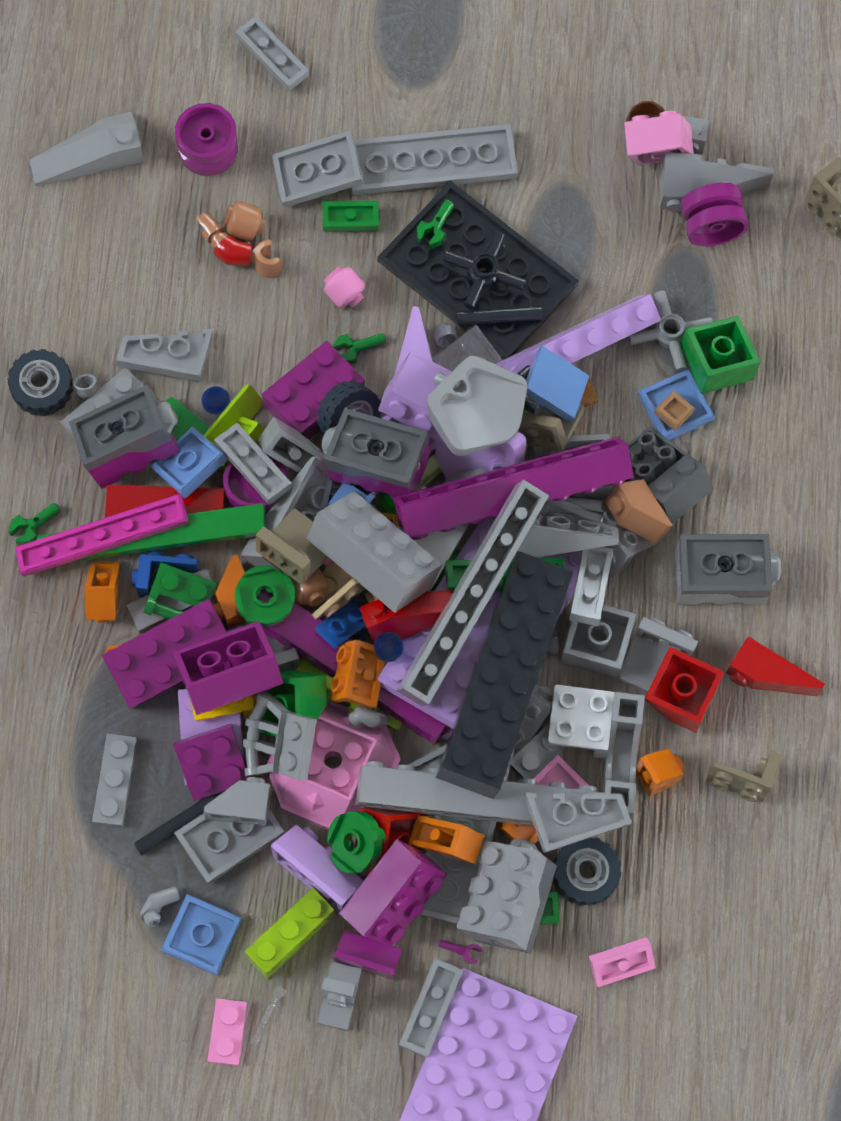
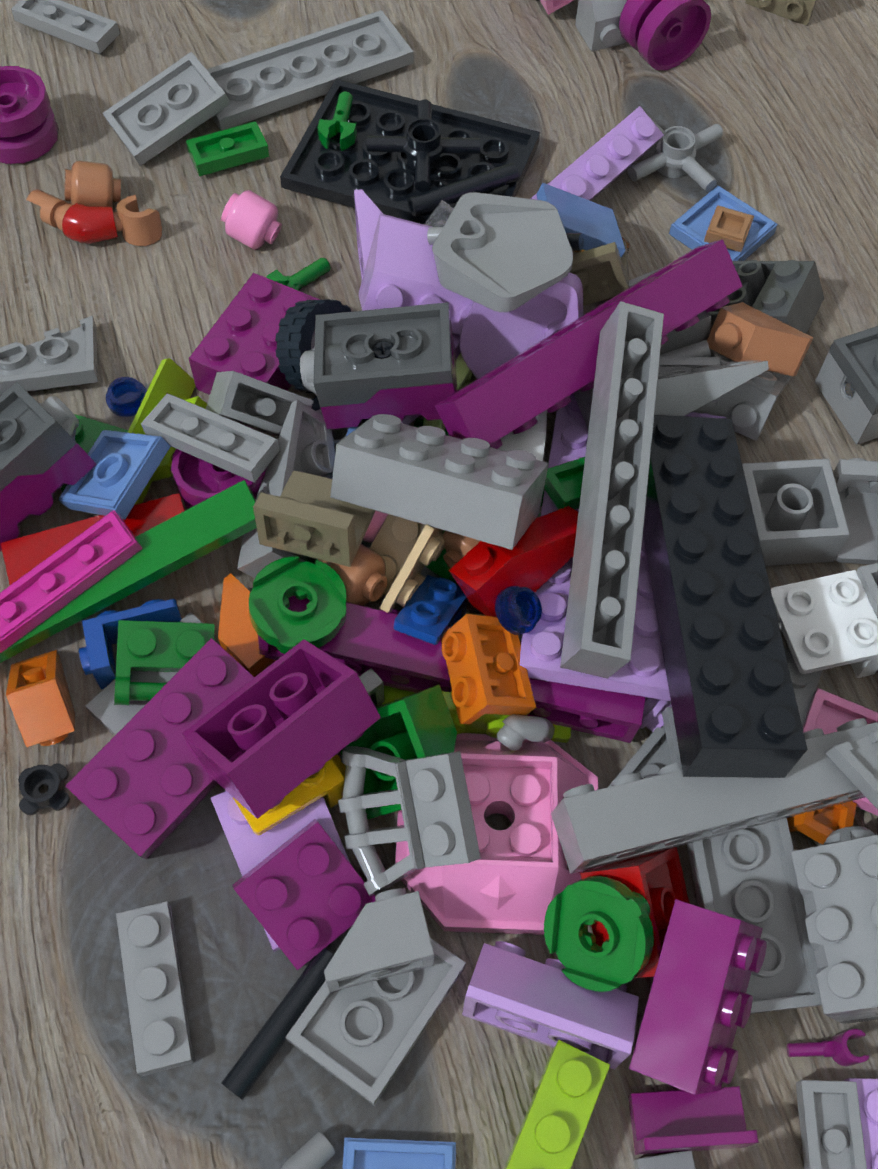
camera: 20 degrees left, 10 degrees down
(84, 639) = (37, 776): none -> black plate
(446, 839) = (735, 871): orange slope -> none
(591, 585) = (761, 449): light grey plate -> none
(719, 354) = (751, 152): green brick -> none

